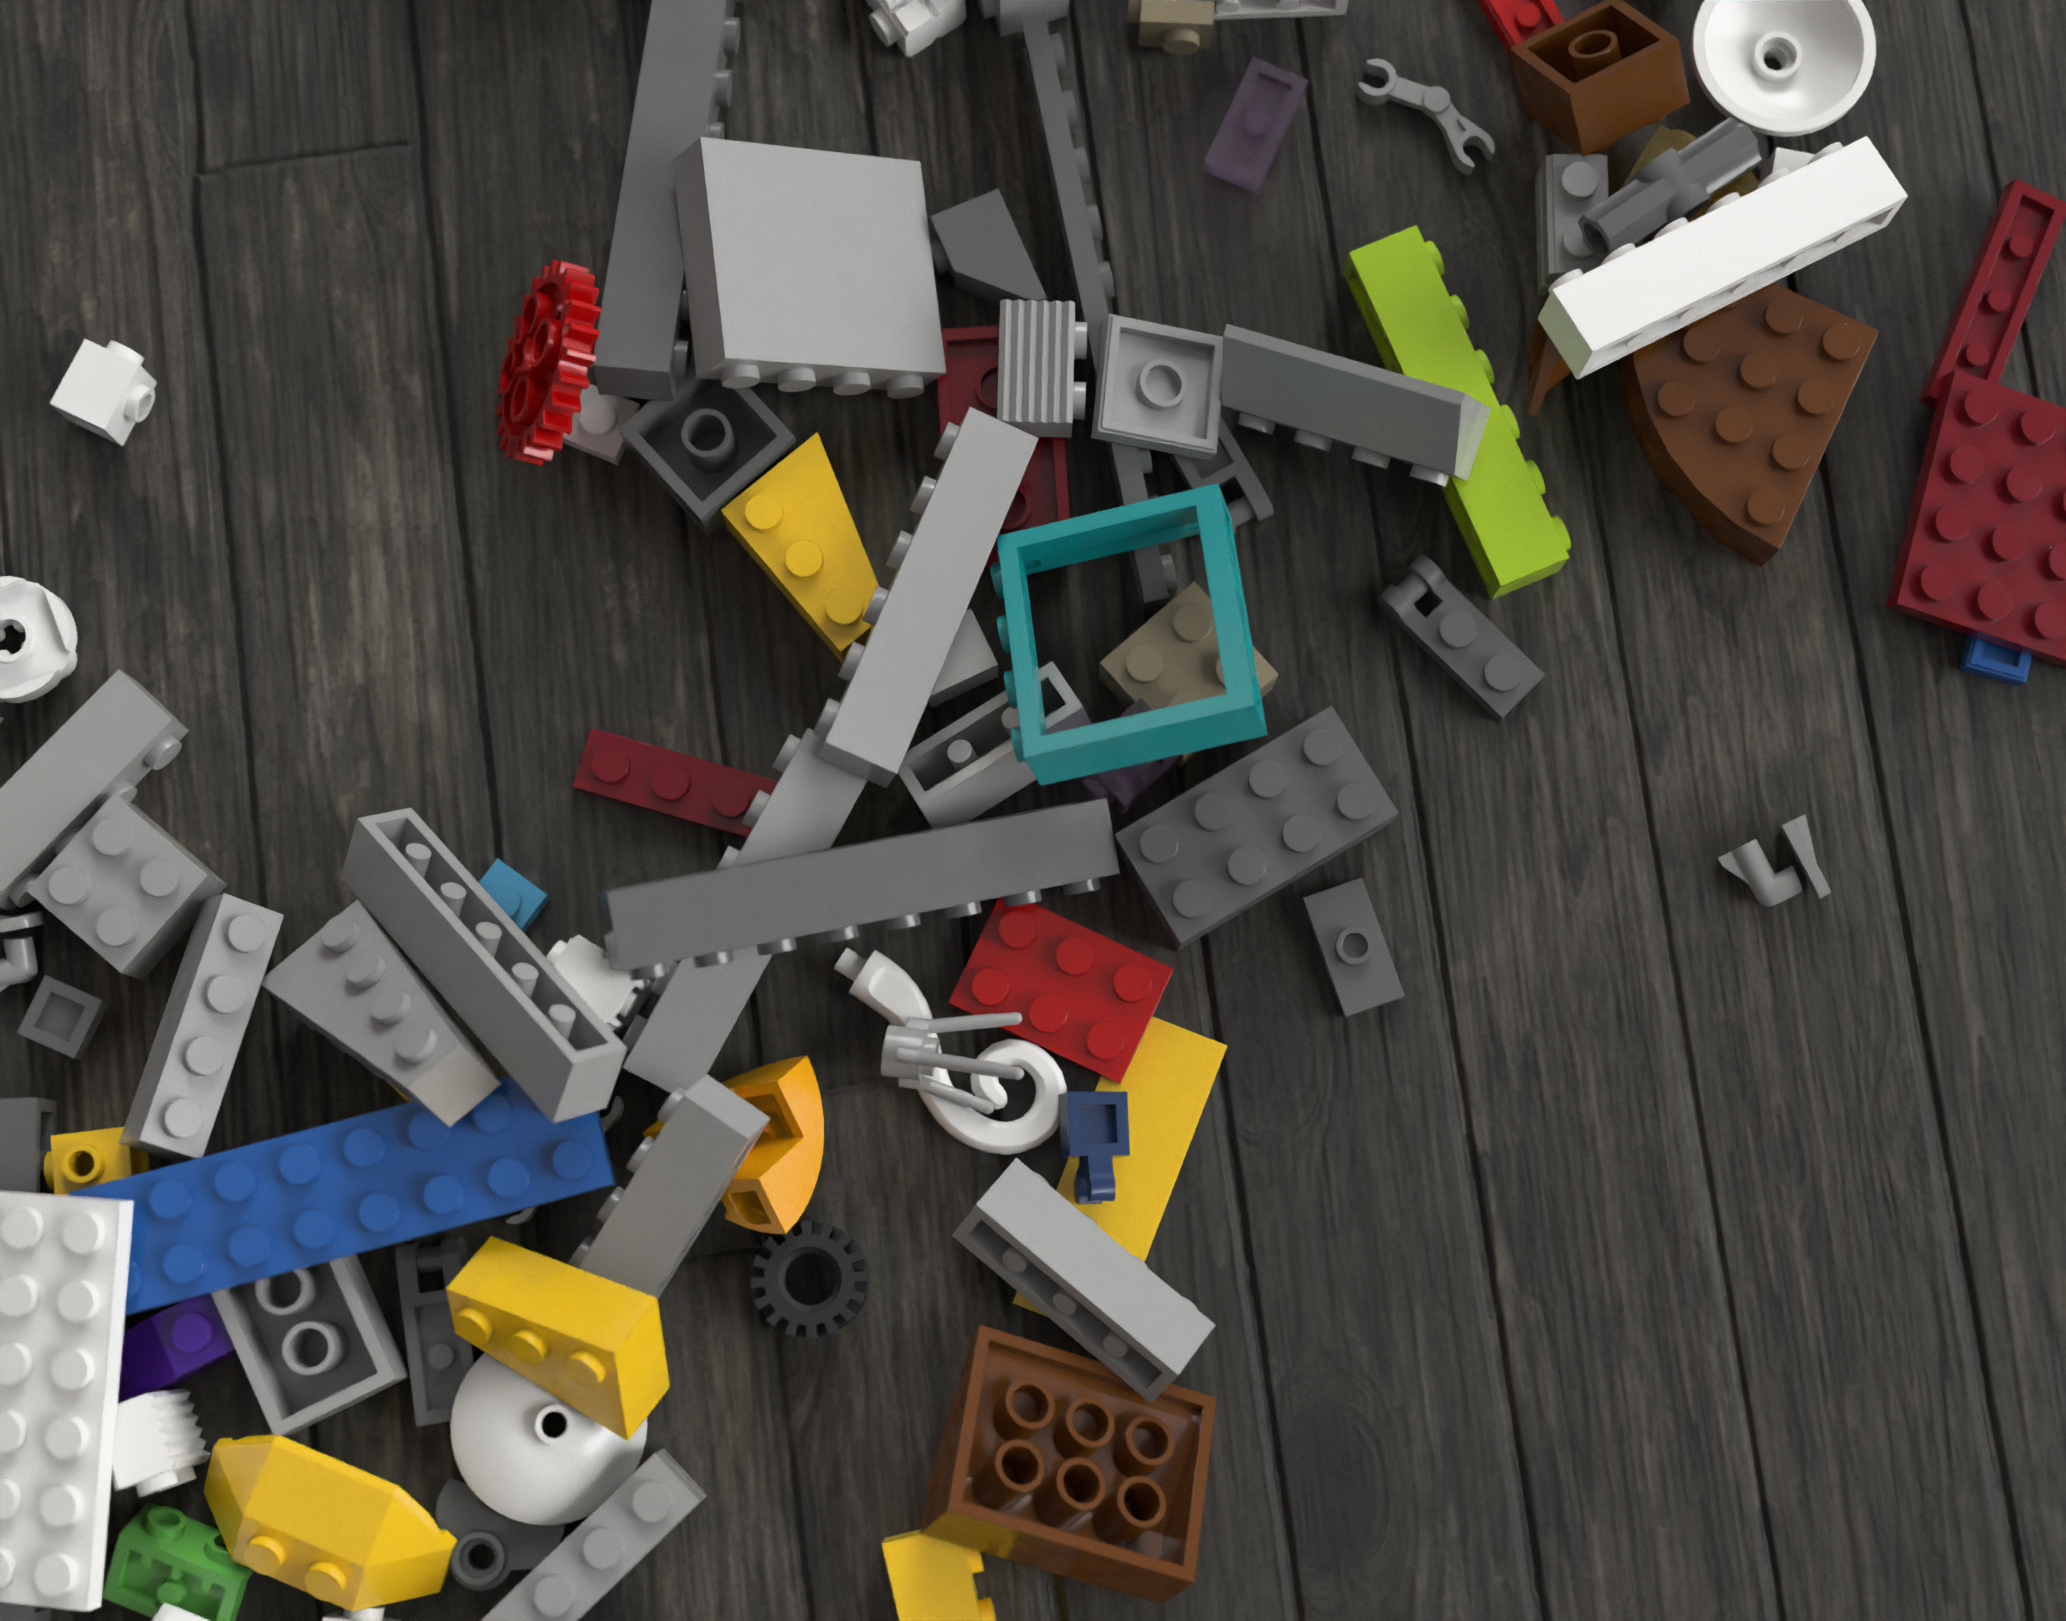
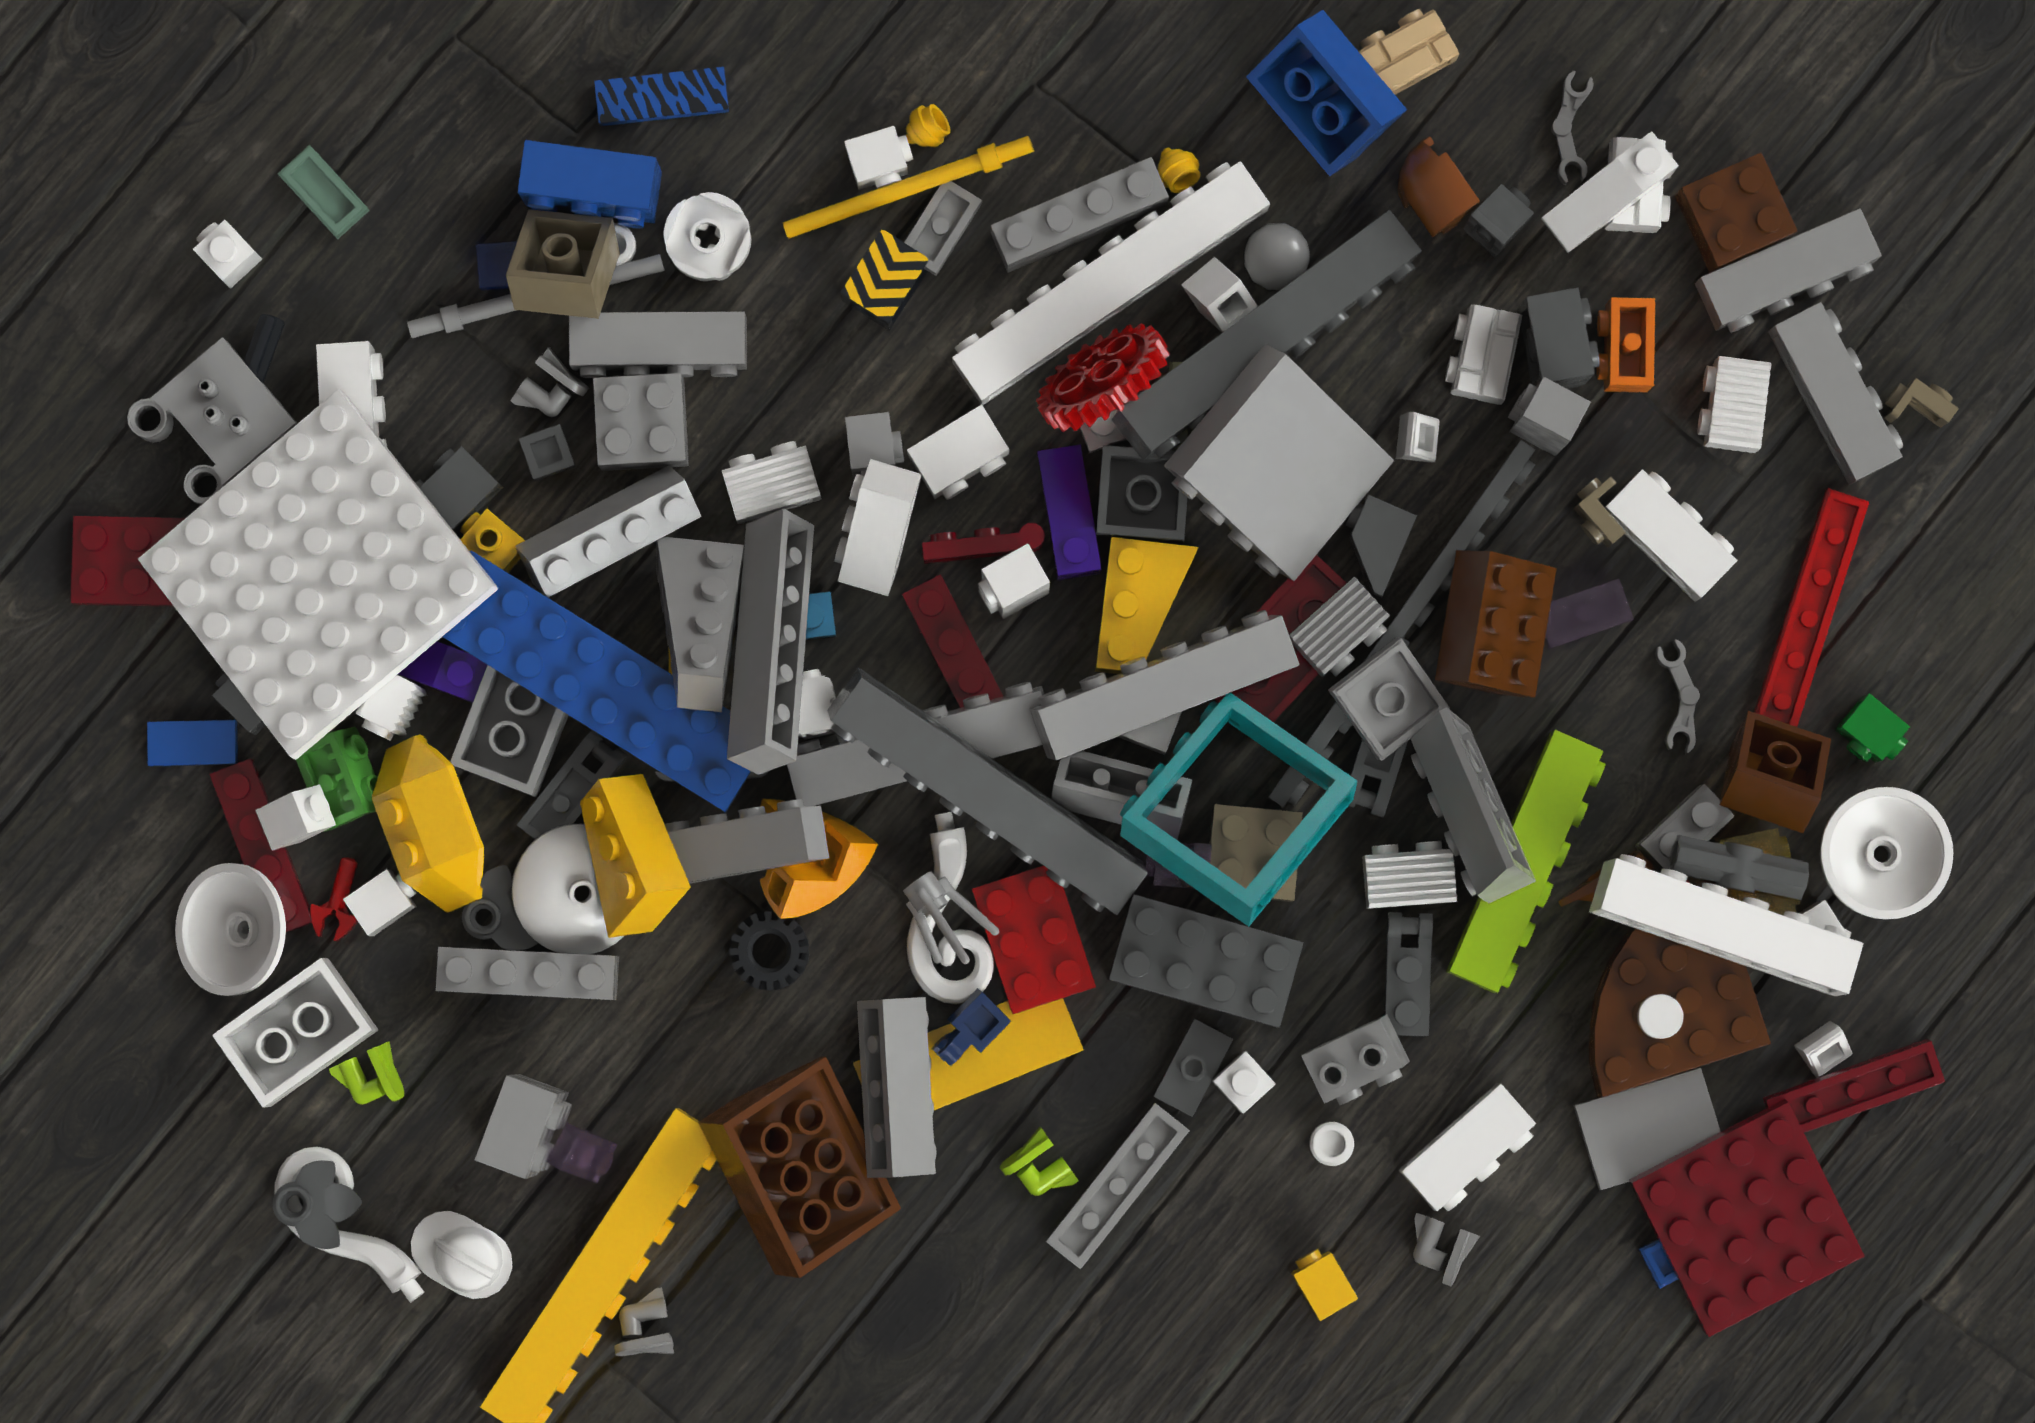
camera: 45 degrees right, 5 degrees up
(125, 314) = (927, 126): none -> yellow plate
(214, 276) = (988, 159): none -> yellow bar
(233, 498) = (885, 279): none -> piece
(239, 395) = (943, 224): none -> light grey plate
(322, 810) = (770, 482): none -> white brick
(364, 244) = (1079, 214): none -> light grey brick
(389, 667) = (872, 438): none -> light grey brick
(420, 109) = (1178, 169): none -> yellow plate
(462, 280) = (1110, 282): none -> white brick
(471, 737) = (876, 526): none -> white brick
(485, 590) = (959, 453): none -> white brick
(580, 179) = (1219, 295): none -> white brick
(599, 94) = (1276, 255): none -> light grey hair
(604, 654) = (984, 544): none -> dark red plate
(659, 539) = (1069, 512): none -> dark purple slope
(668, 648) = (1013, 582): none -> white brick
(918, 126) = (1417, 437): none -> white slope
(1183, 210) = (1495, 623): none -> reddish brown brick
(1324, 1225) = (1037, 1183): none -> lime piece
(1361, 541) = (1409, 877): none -> white brick
(1405, 1143) = (1117, 1185): none -> light grey plate
(1418, 907) = (1243, 1082): none -> white brick
(1504, 769) = (1356, 1060): none -> light grey brick
(1565, 878) = (1331, 1143): none -> white tile
(1701, 741) = (1468, 1148): none -> white brick
(1709, 1022) = (1323, 1283): none -> yellow brick
(1752, 410) = (1660, 1016): none -> white tile
(1842, 545) = (1645, 1125): none -> light grey tile
(1921, 295) = (1824, 1048): none -> white slope

